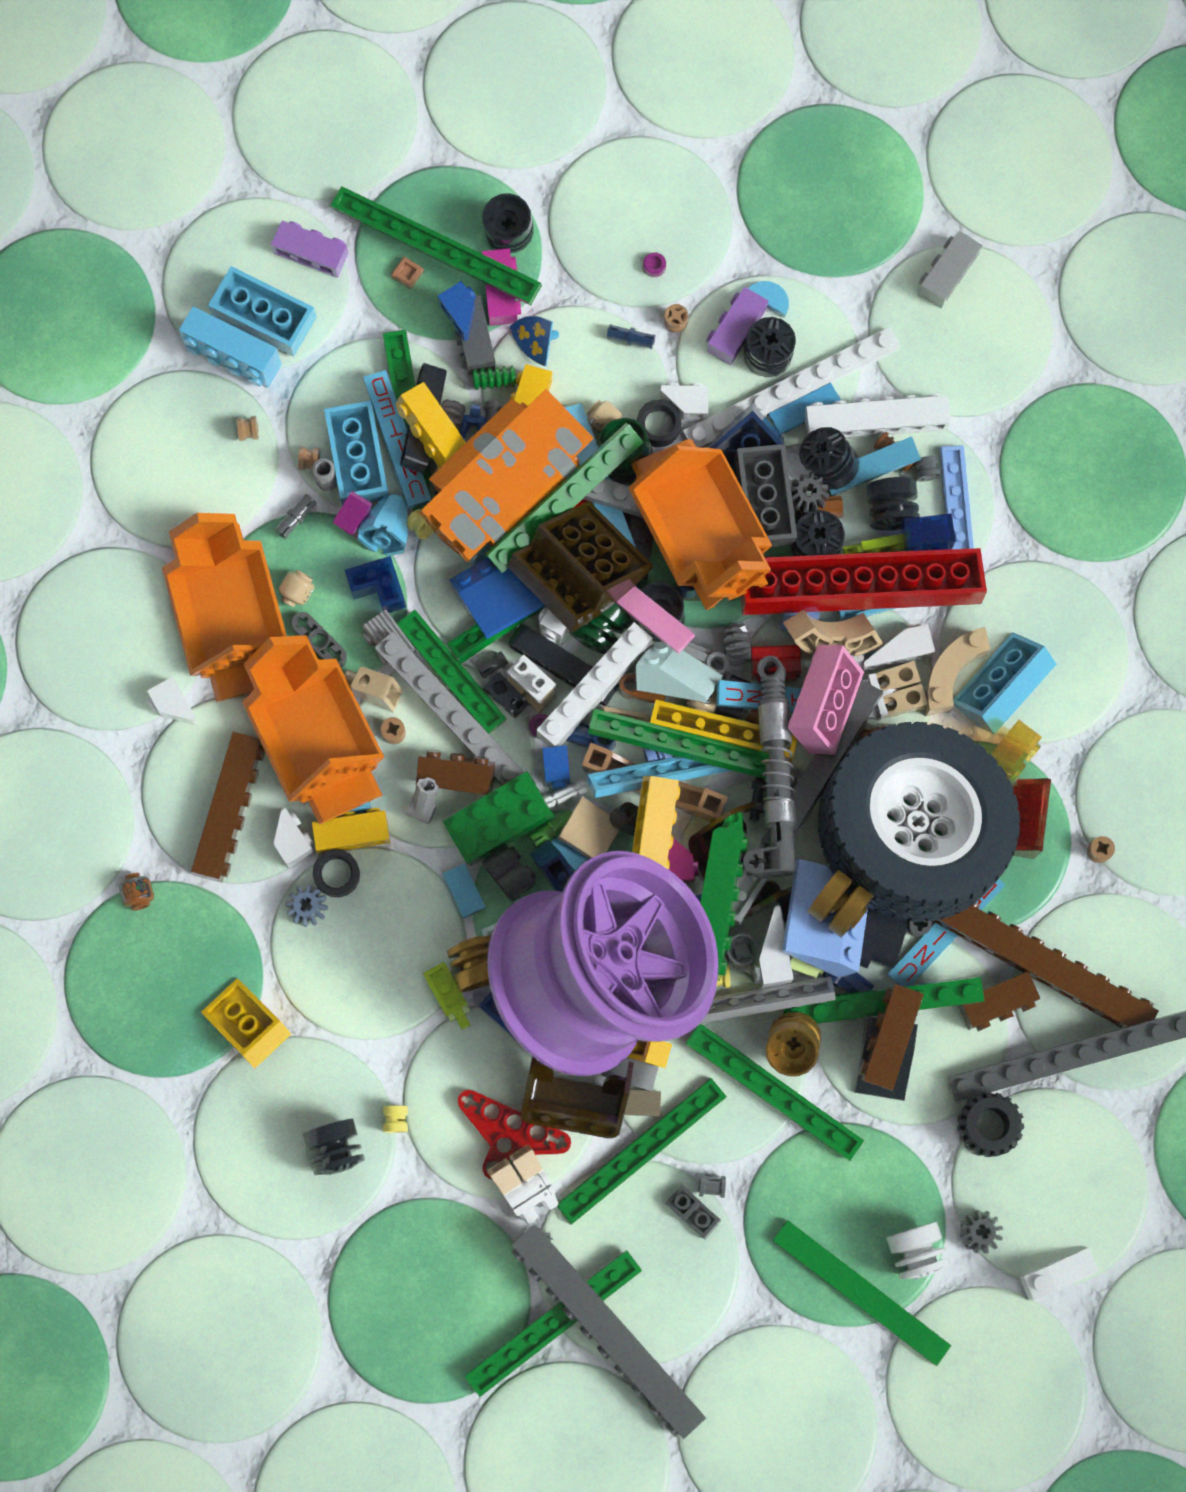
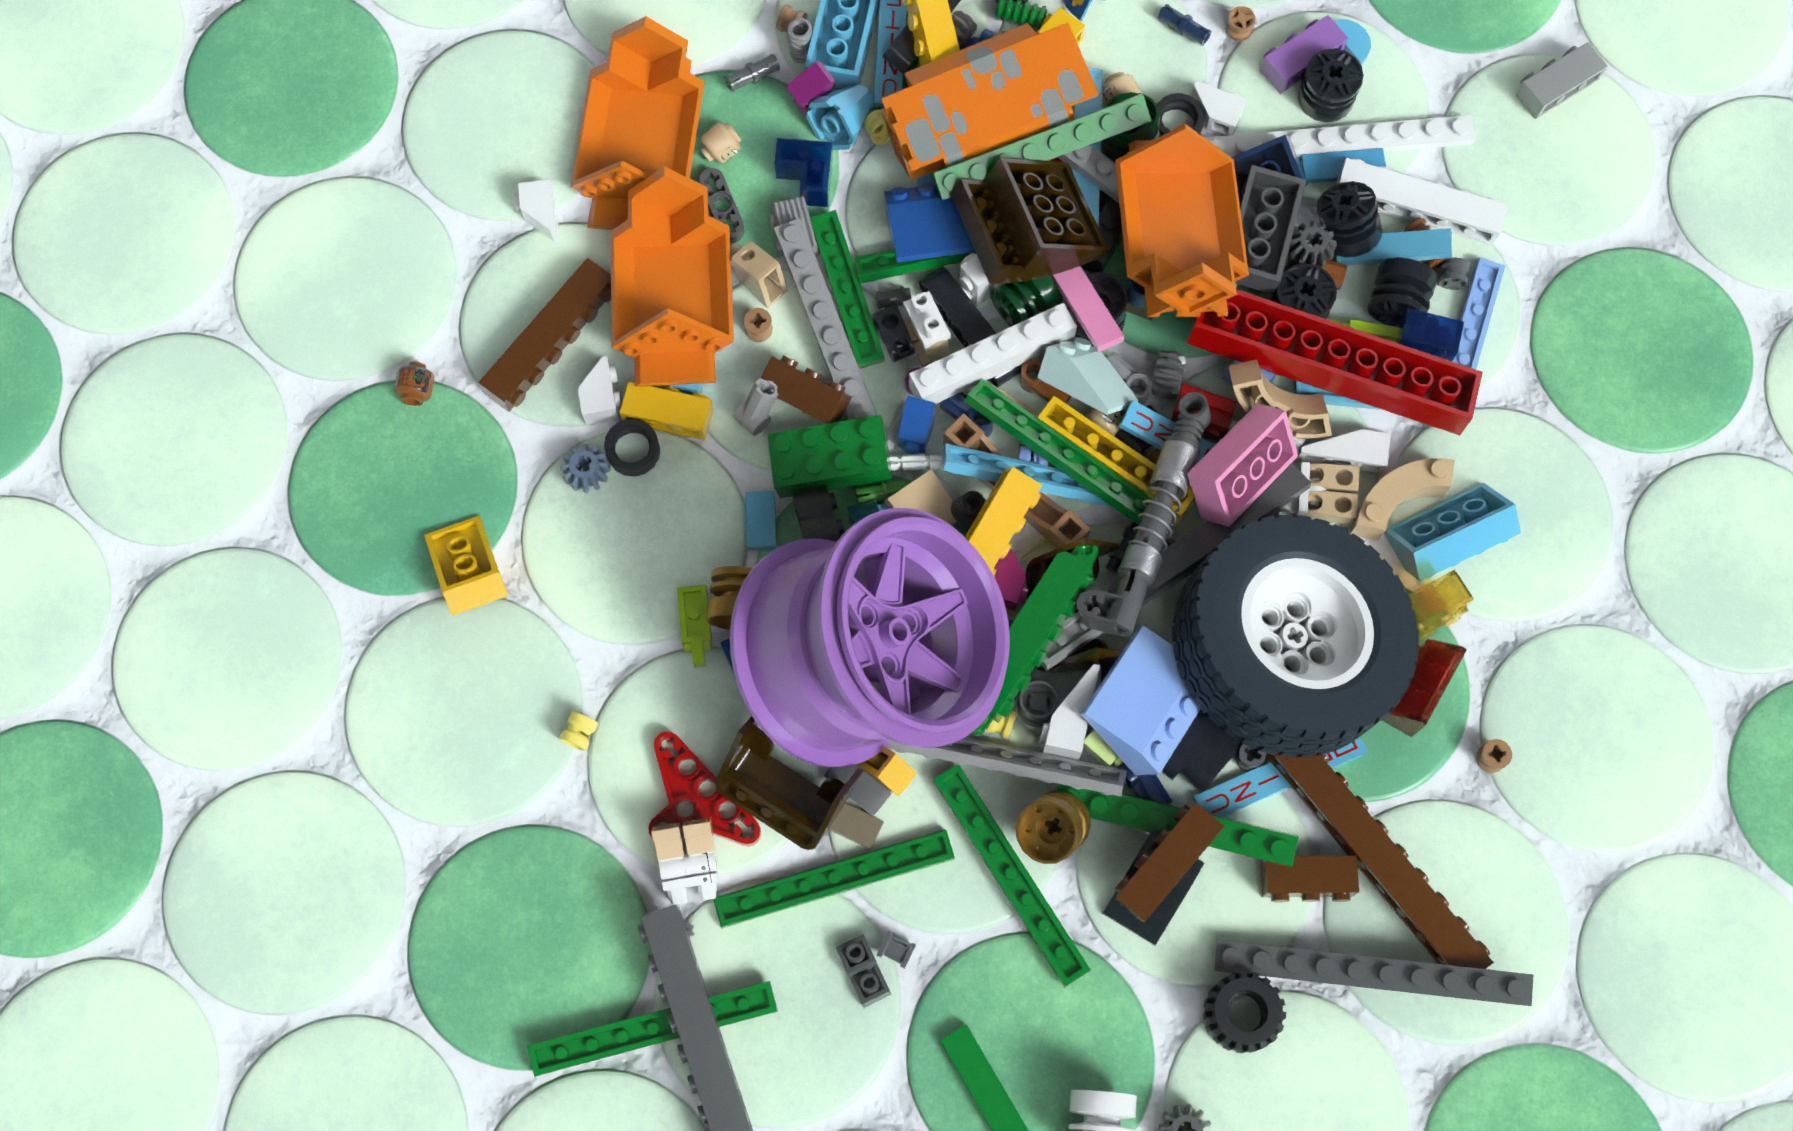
camera: 25 degrees right, 5 degrees down
(333, 1147) = (497, 727): black wheel -> none
(848, 907) = (1173, 694): pearl gold wheel -> none

